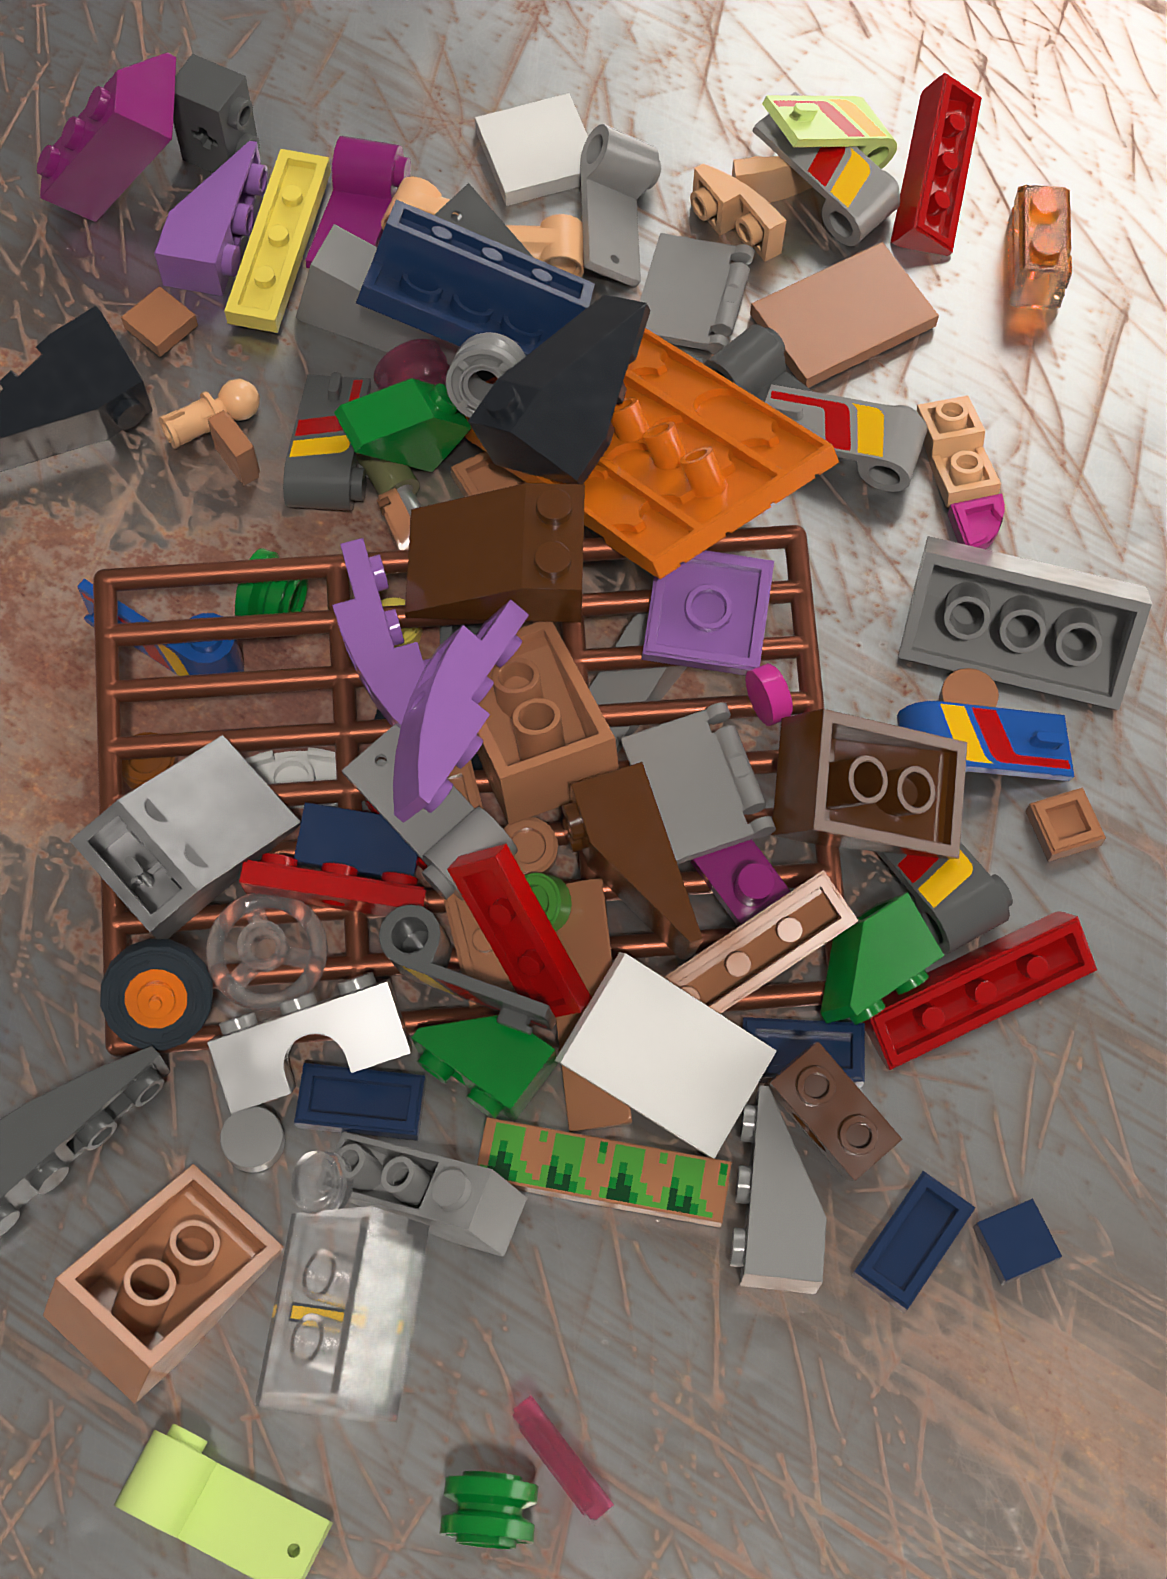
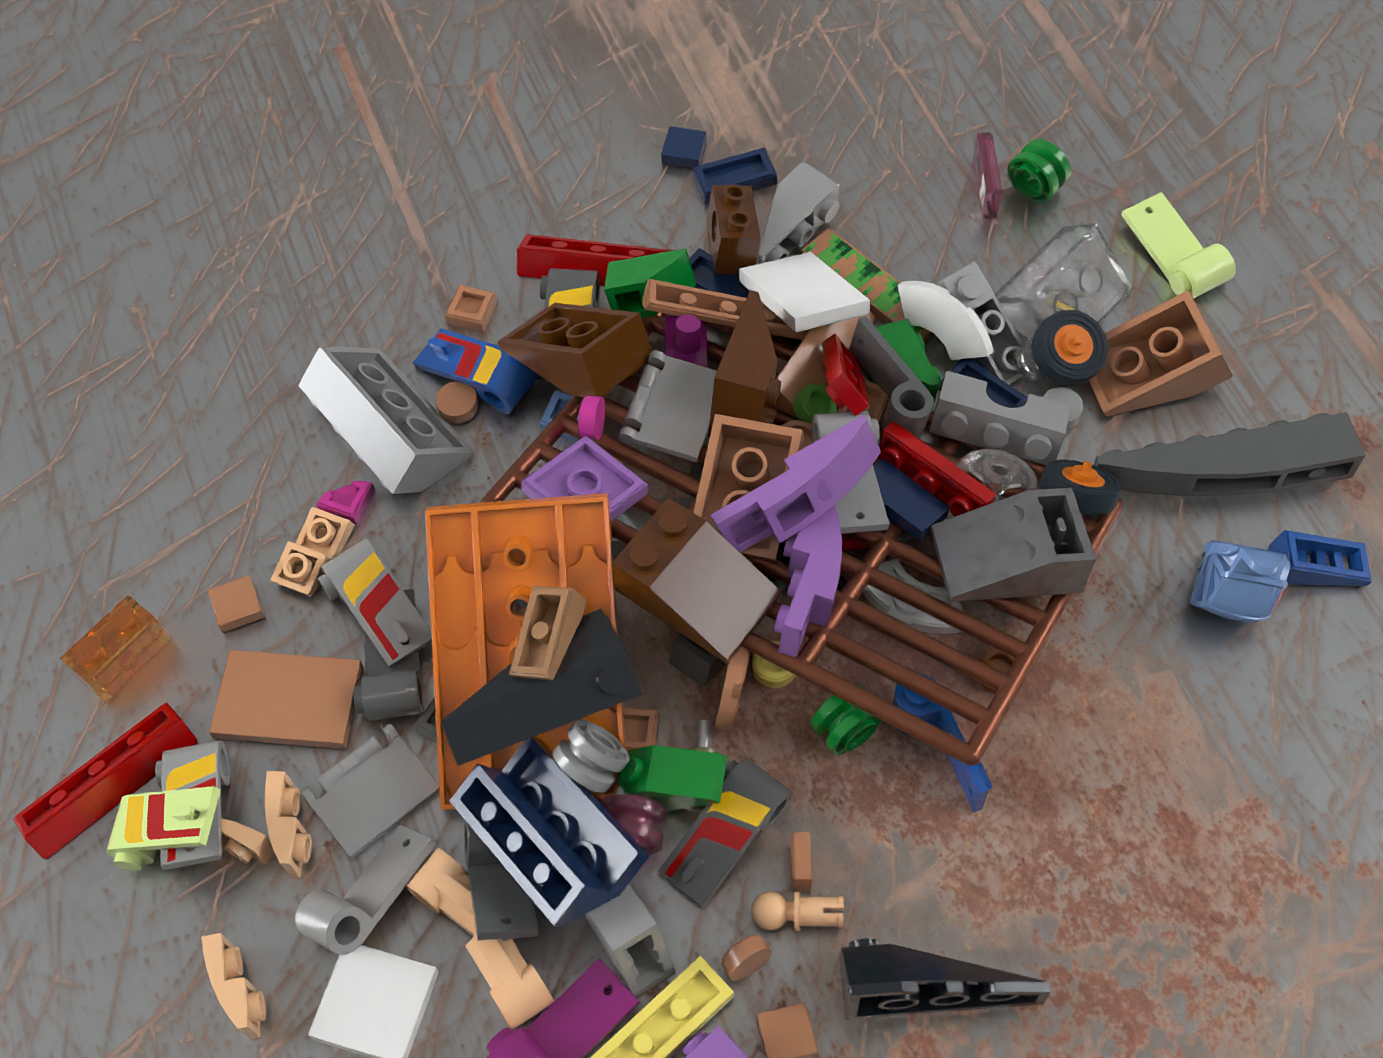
camera: 140 degrees left, 5 degrees down
(233, 347) = (746, 957): none -> nougat tile
(278, 1206) = (1069, 347): none -> black wheel
(484, 1143) = (946, 317): none -> white tile
(606, 415) = (546, 631): none -> medium nougat slope
(654, 78) = (236, 995): none -> light nougat slope
(980, 363) = (236, 603): none -> nougat tile

